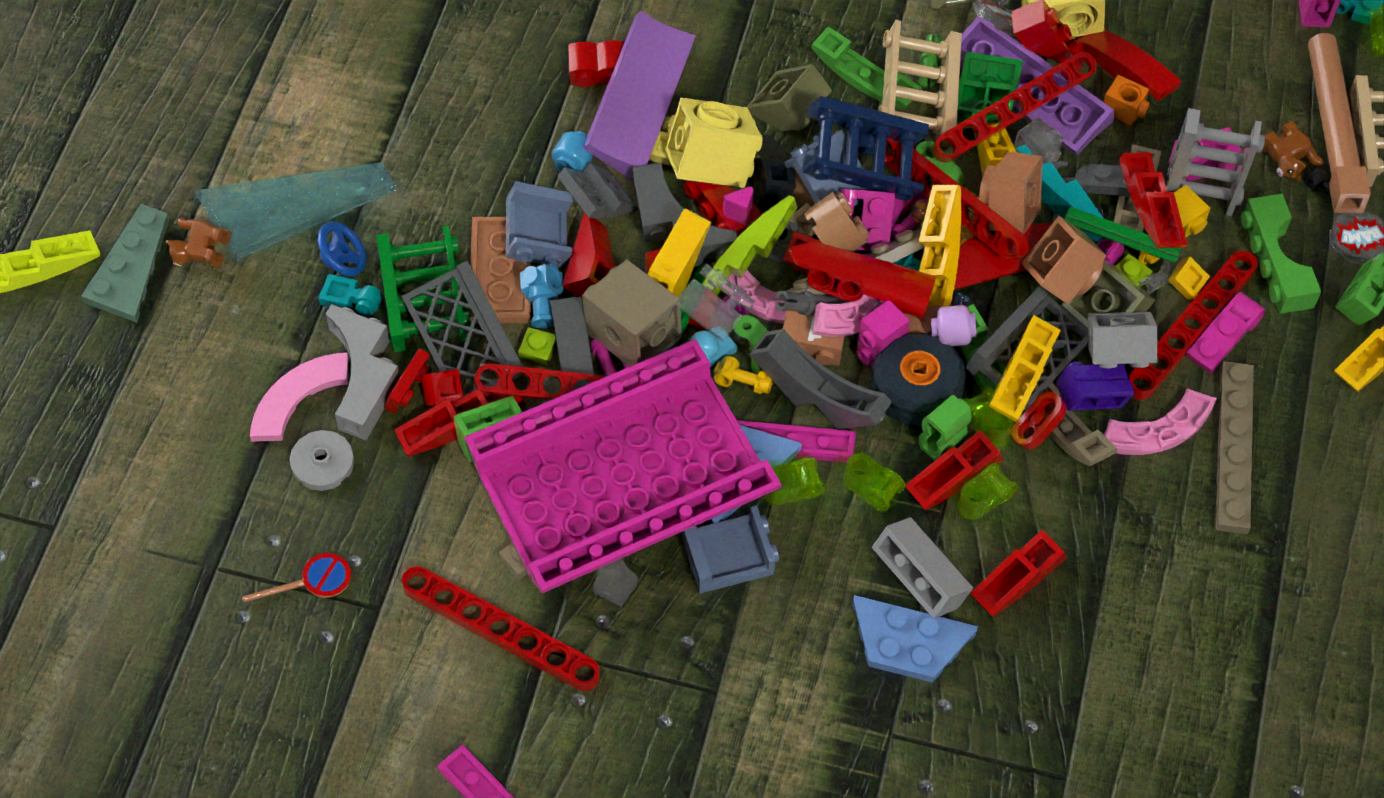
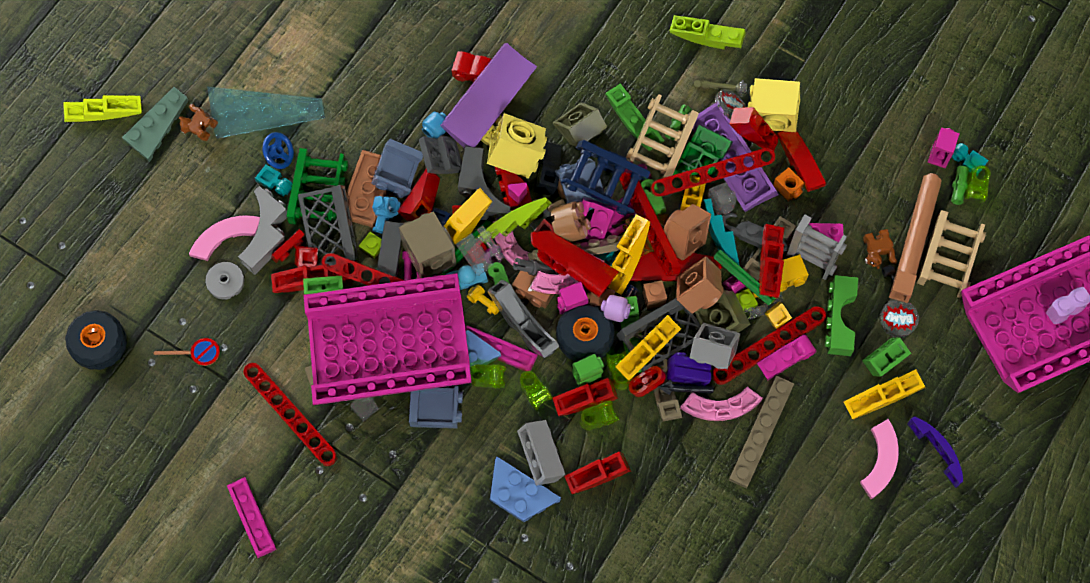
camera: 20 degrees right, 10 degrees up
(141, 603) = (96, 339): none -> black wheel
(997, 298) = (654, 294): none -> nougat brick
(1075, 418) = (668, 387): none -> black piece
(1362, 41) = (960, 185): none -> bright green pin

